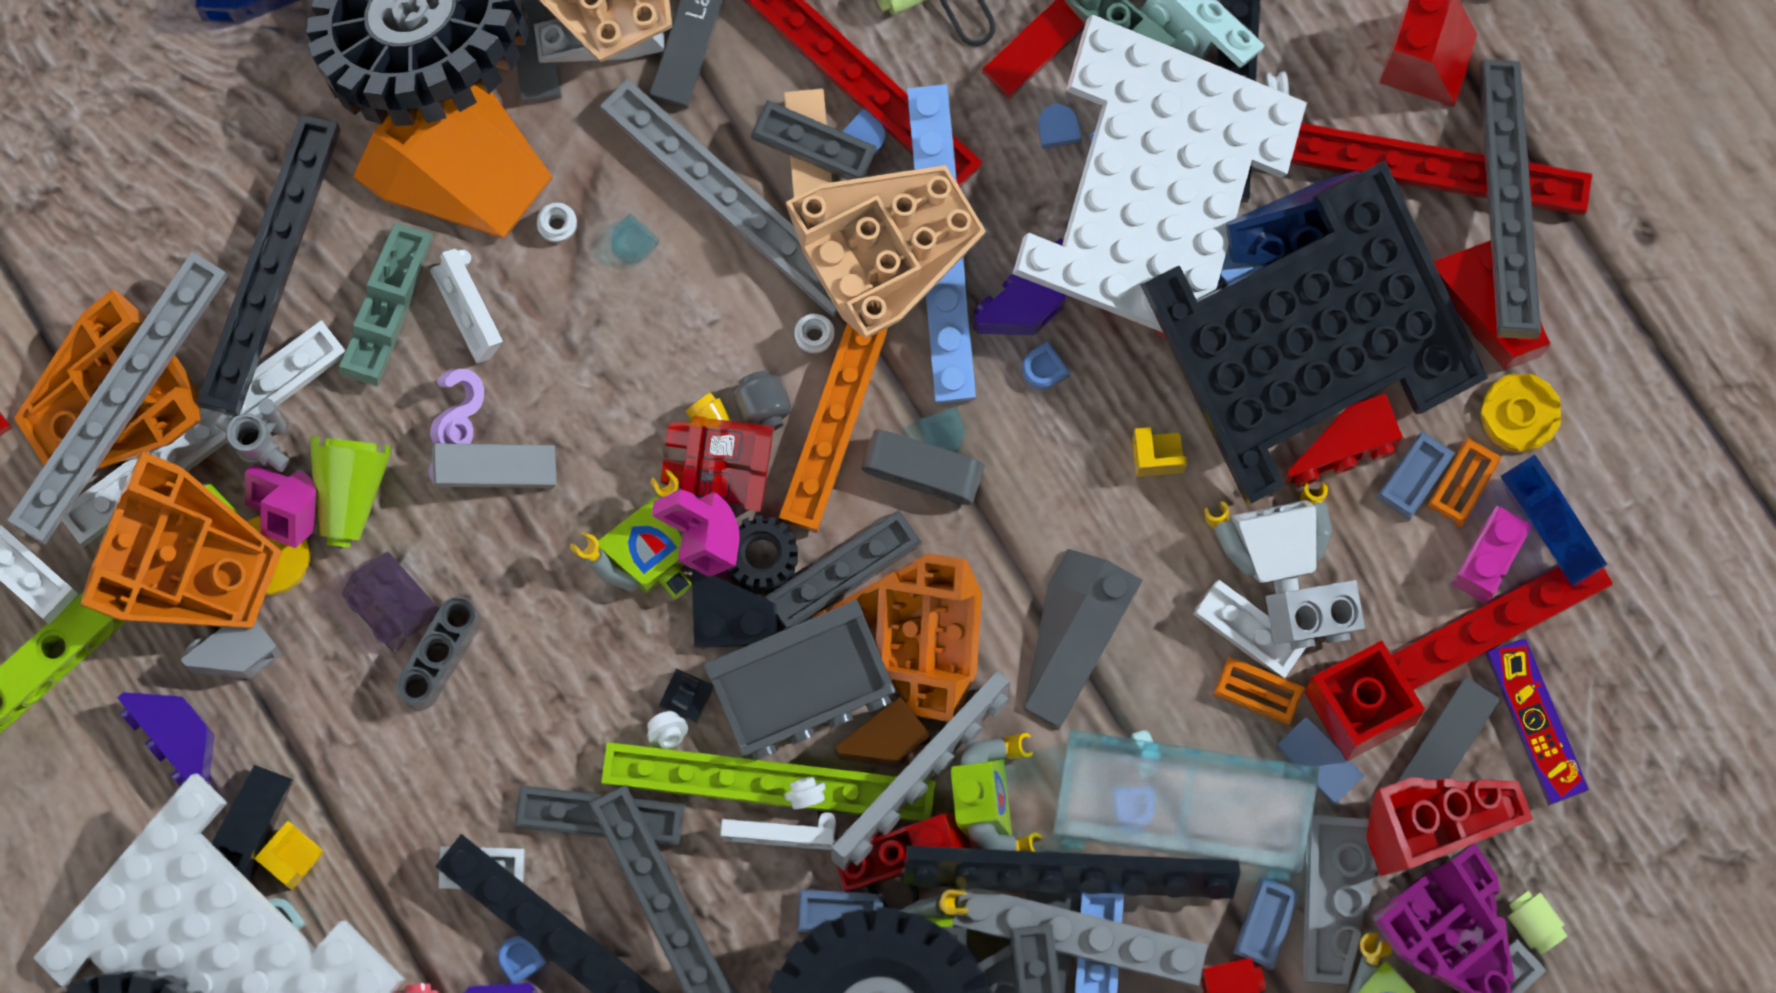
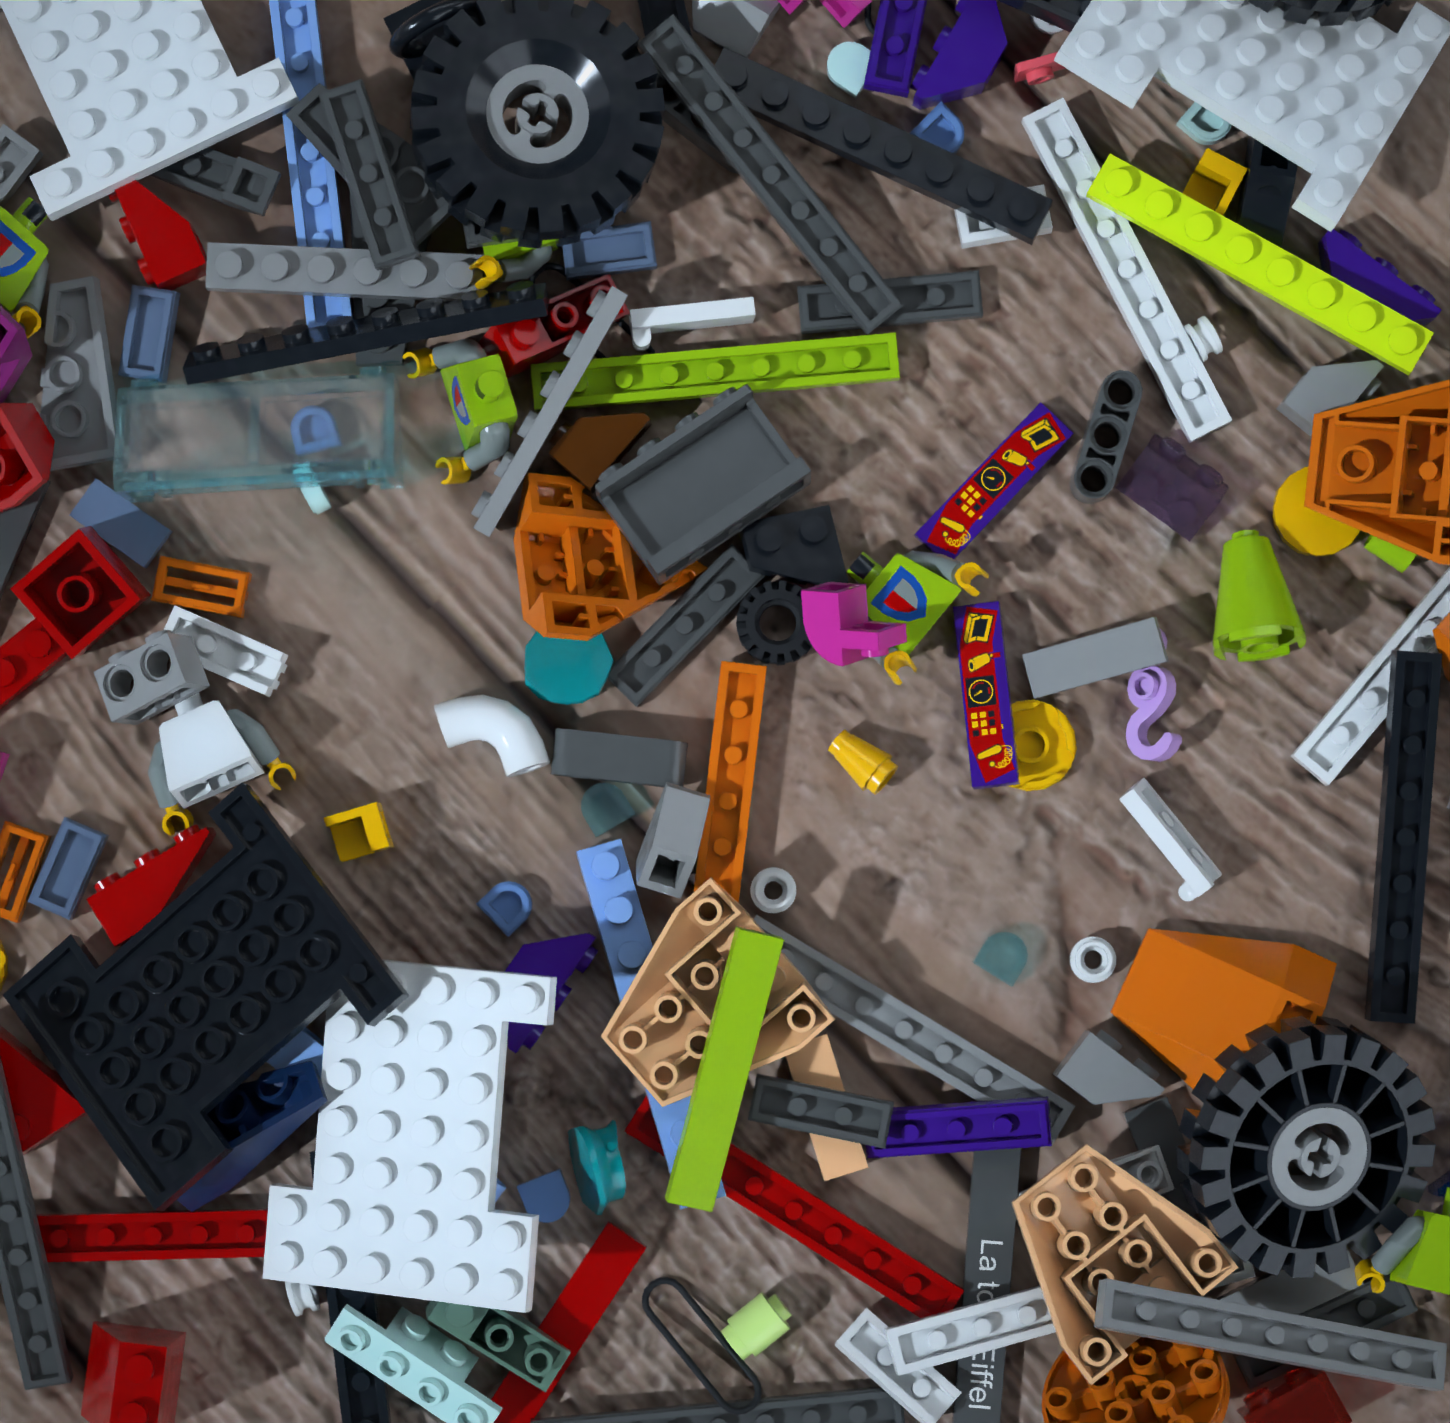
camera: 175 degrees right, 10 degrees up
(248, 428) = (1353, 632): light grey pin -> none
(267, 770) = (1259, 264): none -> neon yellow plate
(284, 504) = (1311, 564): dark pink brick -> none
(332, 722) = (1204, 338): none -> white bush
(384, 799) = (1127, 273): none -> white plate
(385, 304) = (1261, 822): sand green slope -> none
(545, 636) = (994, 483): none -> tile
(567, 409) = (1043, 744): none -> yellow tile
(570, 125) = (1103, 1075): none -> light grey slope
(595, 454) = (986, 695): none -> tile
(666, 730) = (837, 405): white plate -> none
(686, 696) = (826, 450): black tile -> none
(692, 106) = (967, 1127): none -> dark purple tile
(721, 459) = (843, 715): red hips -> none
(762, 399) = (813, 795): dark grey head -> none
(805, 793) = (671, 360): white plate -> none
(867, 129) = (765, 1141): medium blue tile -> none
(887, 180) = (724, 1069): none -> lime tile
(892, 383) = (672, 840): none -> light grey slope
(954, 539) = (566, 668): none -> teal hat
(1009, 137) = (597, 1165): none -> teal hat
(1021, 517) = (498, 724): none -> white cylinder
(1077, 622) = (413, 614): dark grey wedge -> none

